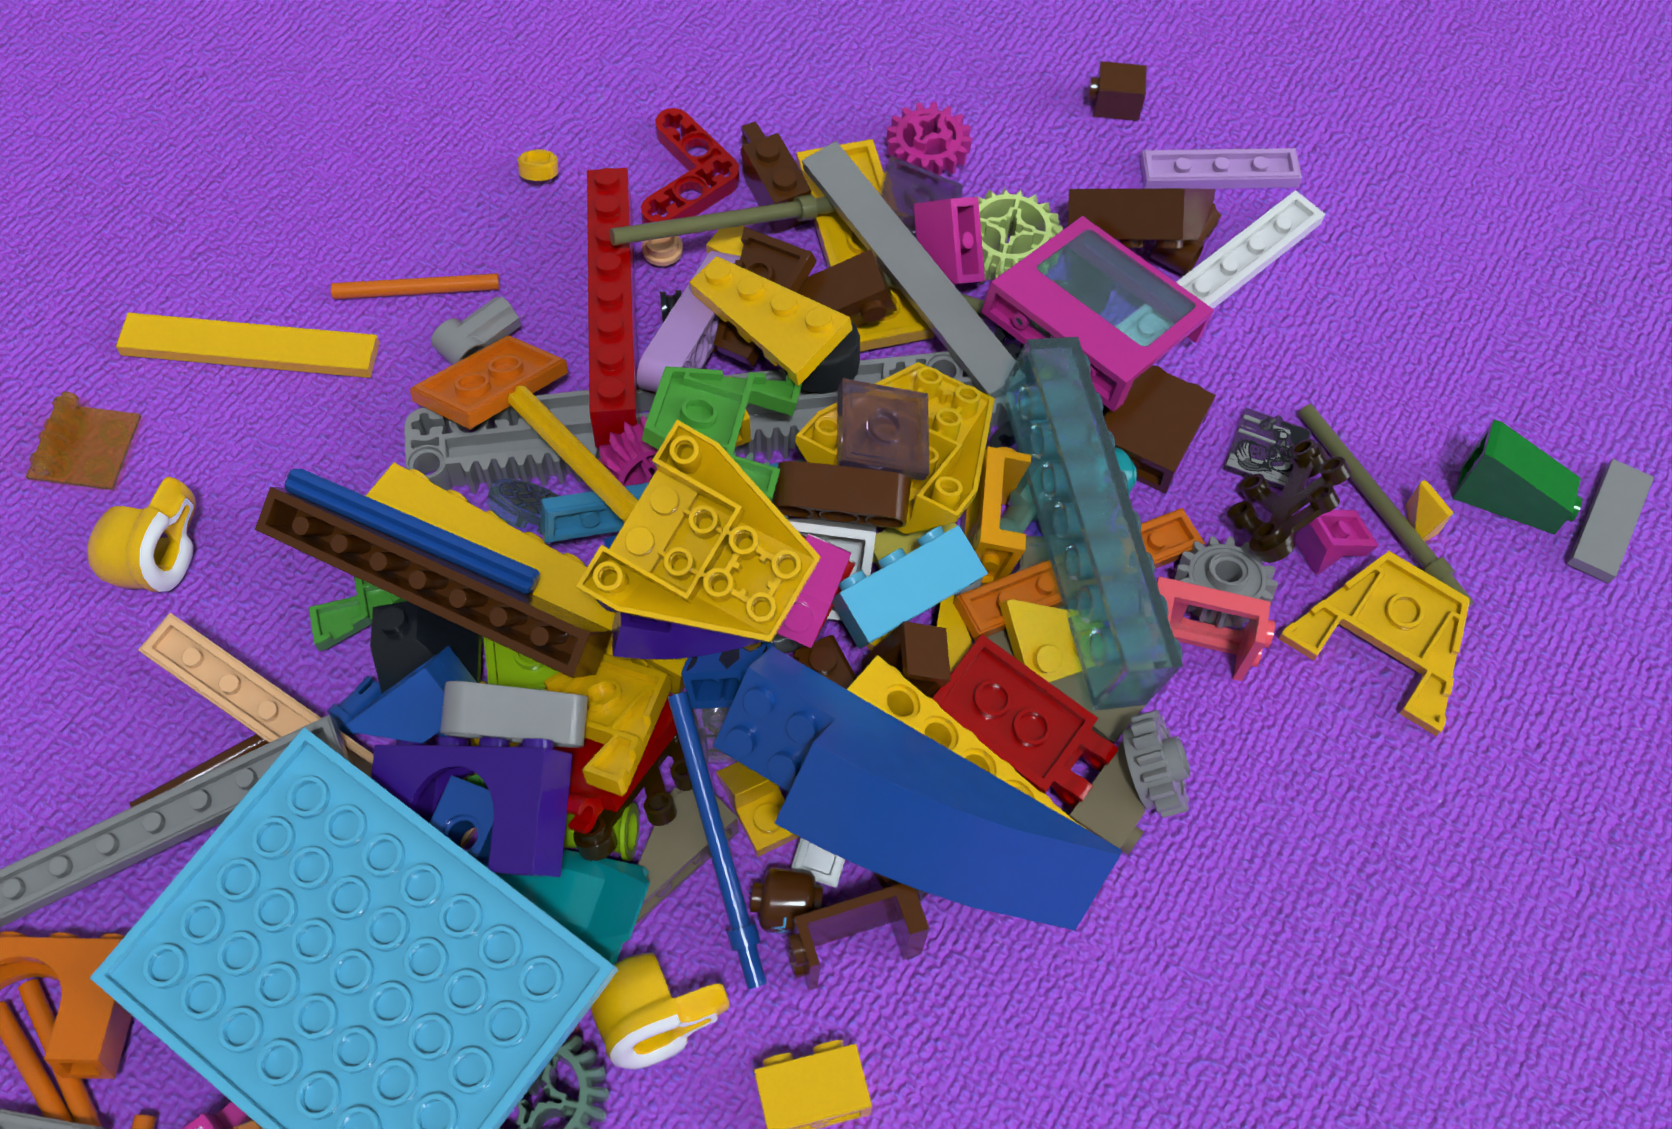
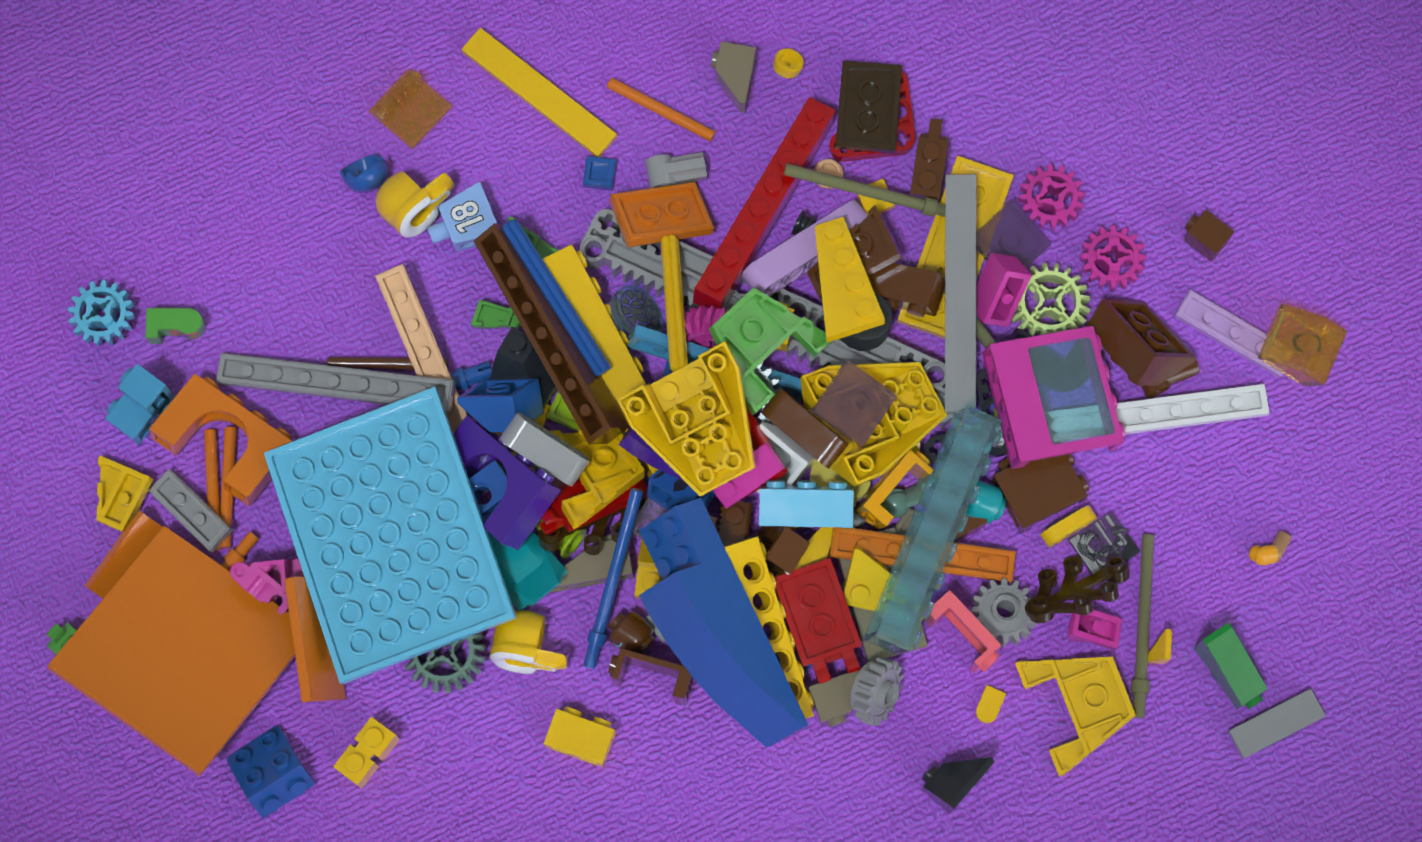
camera: 40 degrees right, 15 degrees up
(62, 548) = (365, 174): none -> blue hair
(225, 528) = (463, 218): none -> light blue torso
(381, 390) = (599, 173): none -> blue tile
(480, 201) = (734, 71): none -> dark tan slope
(662, 156) = (868, 107): none -> dark brown tile
(1040, 161) = (1100, 258): none -> dark pink gear
(1216, 447) = (1068, 526): none -> yellow beam
(1289, 703) = (989, 704): none -> yellow piece
(1306, 130) = (1302, 345): none -> clear yellow slope
(1342, 817) = (954, 781): none -> black slope
(1446, 348) = (1270, 553): none -> light orange arm

